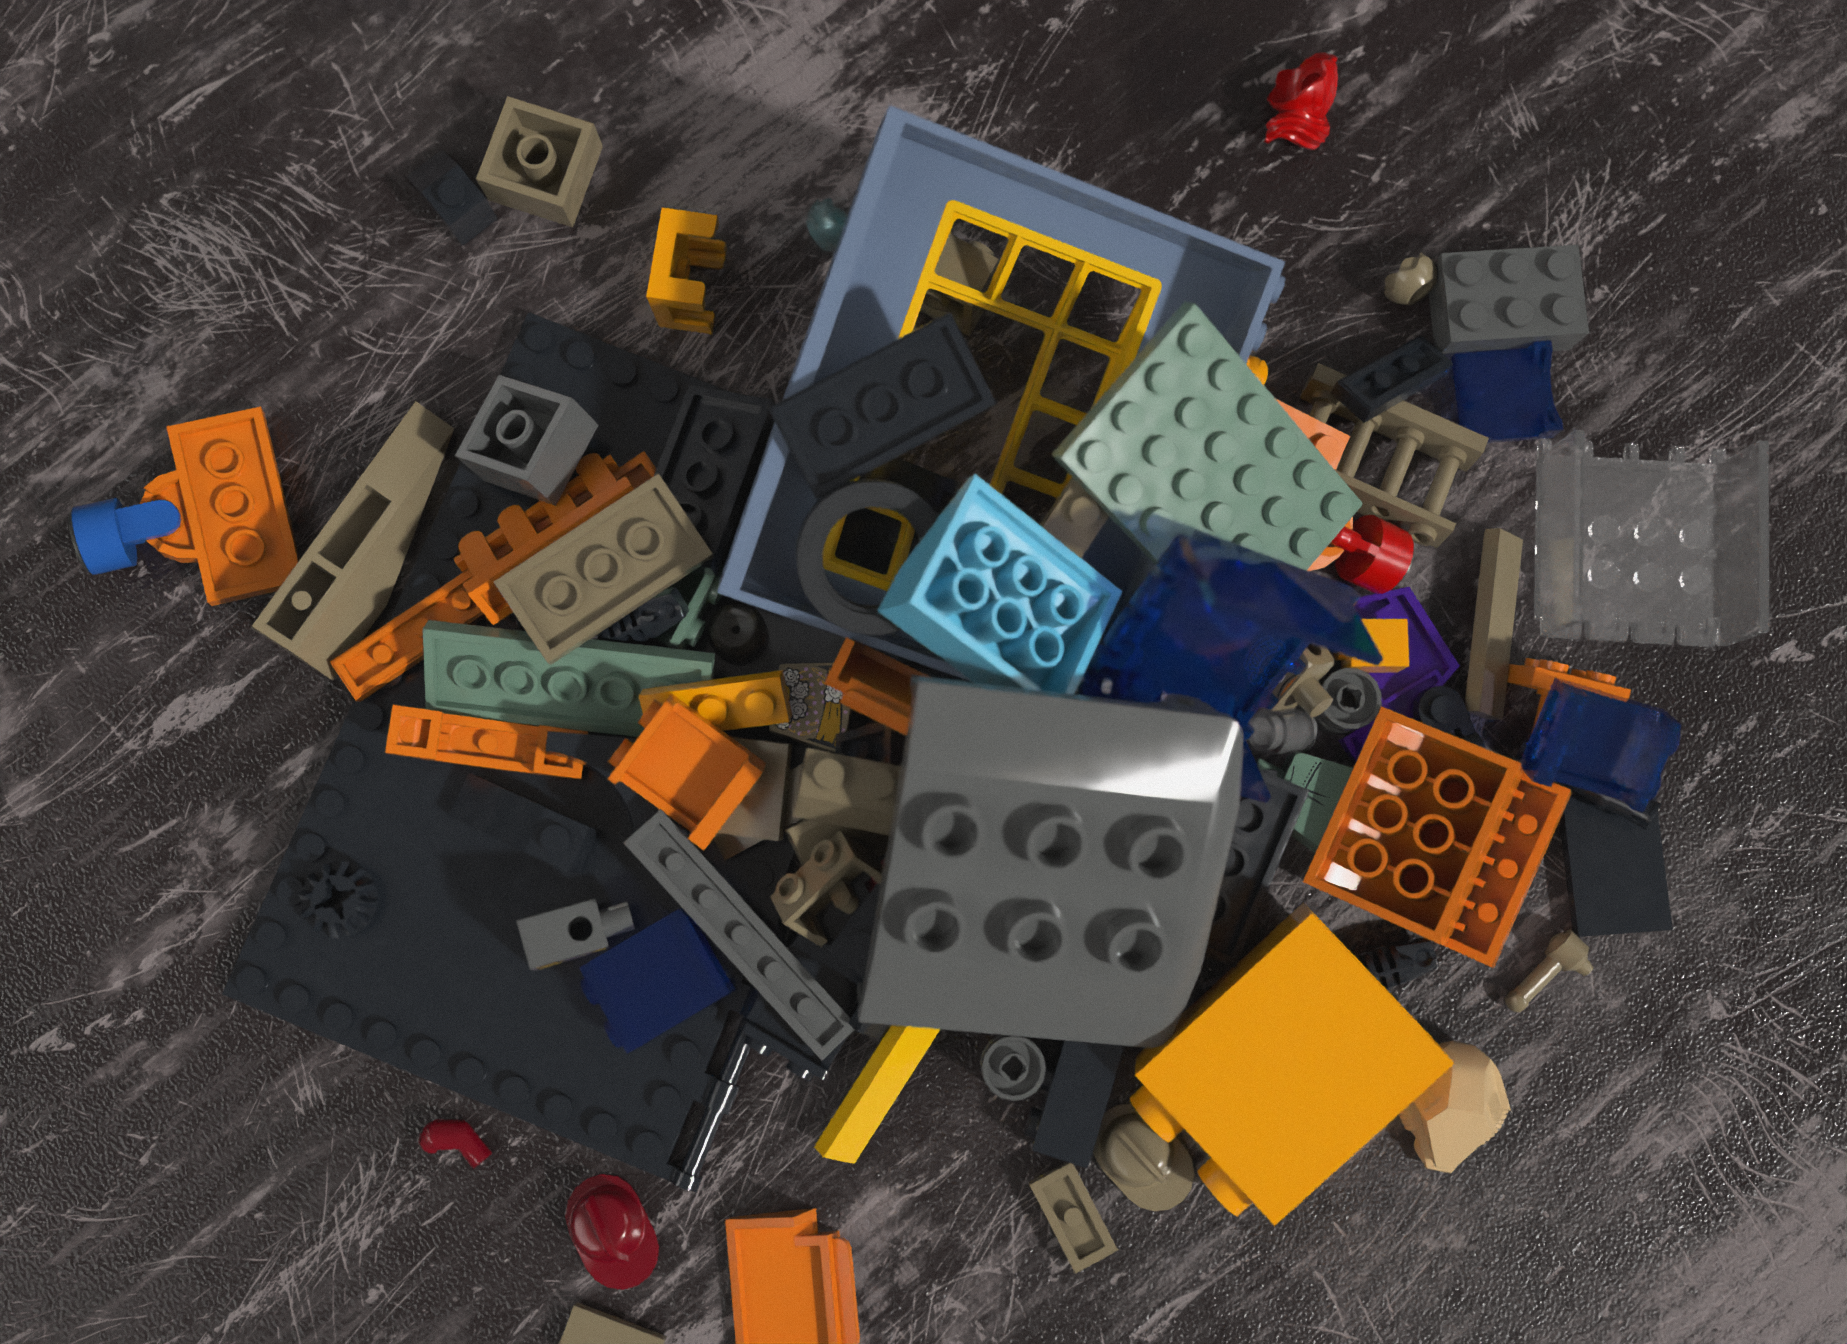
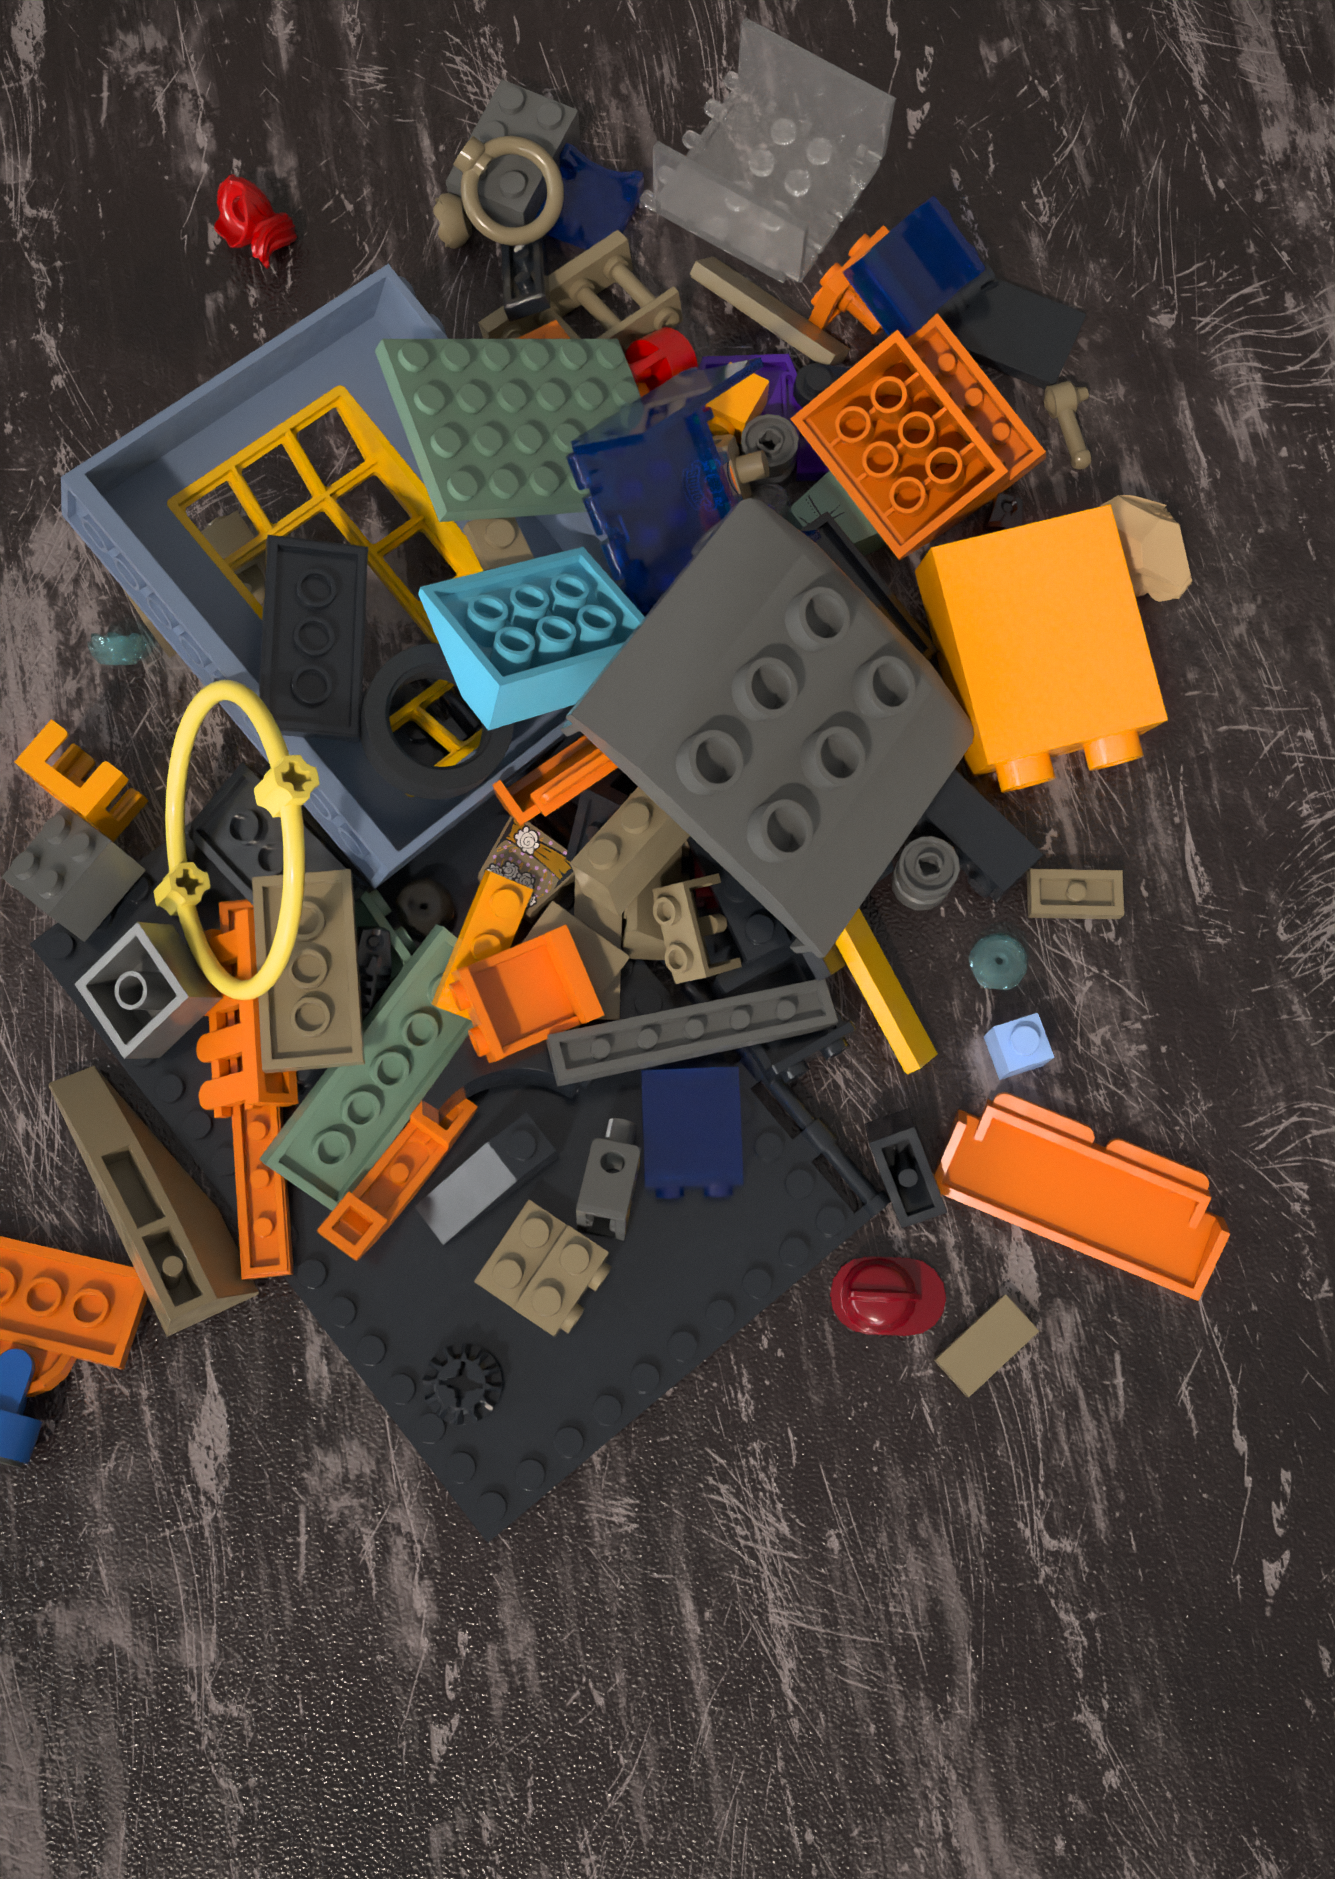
camera: 60 degrees left, 5 degrees down
(454, 1135) = (730, 1392): dark red arm -> none
(470, 917) = (544, 1269): none -> dark tan plate
(599, 314) = (73, 873): none -> dark grey brick
(693, 457) = (281, 793): none -> light yellow piece
(728, 1188) = (905, 1168): none -> black slope
(896, 1237) = (1018, 1046): none -> light blue brick
(967, 1160) = (986, 969): none -> clear light blue plate
(1140, 1162) = (1058, 813): dark tan piece -> none
(1467, 270) = (474, 161): none -> dark tan piece

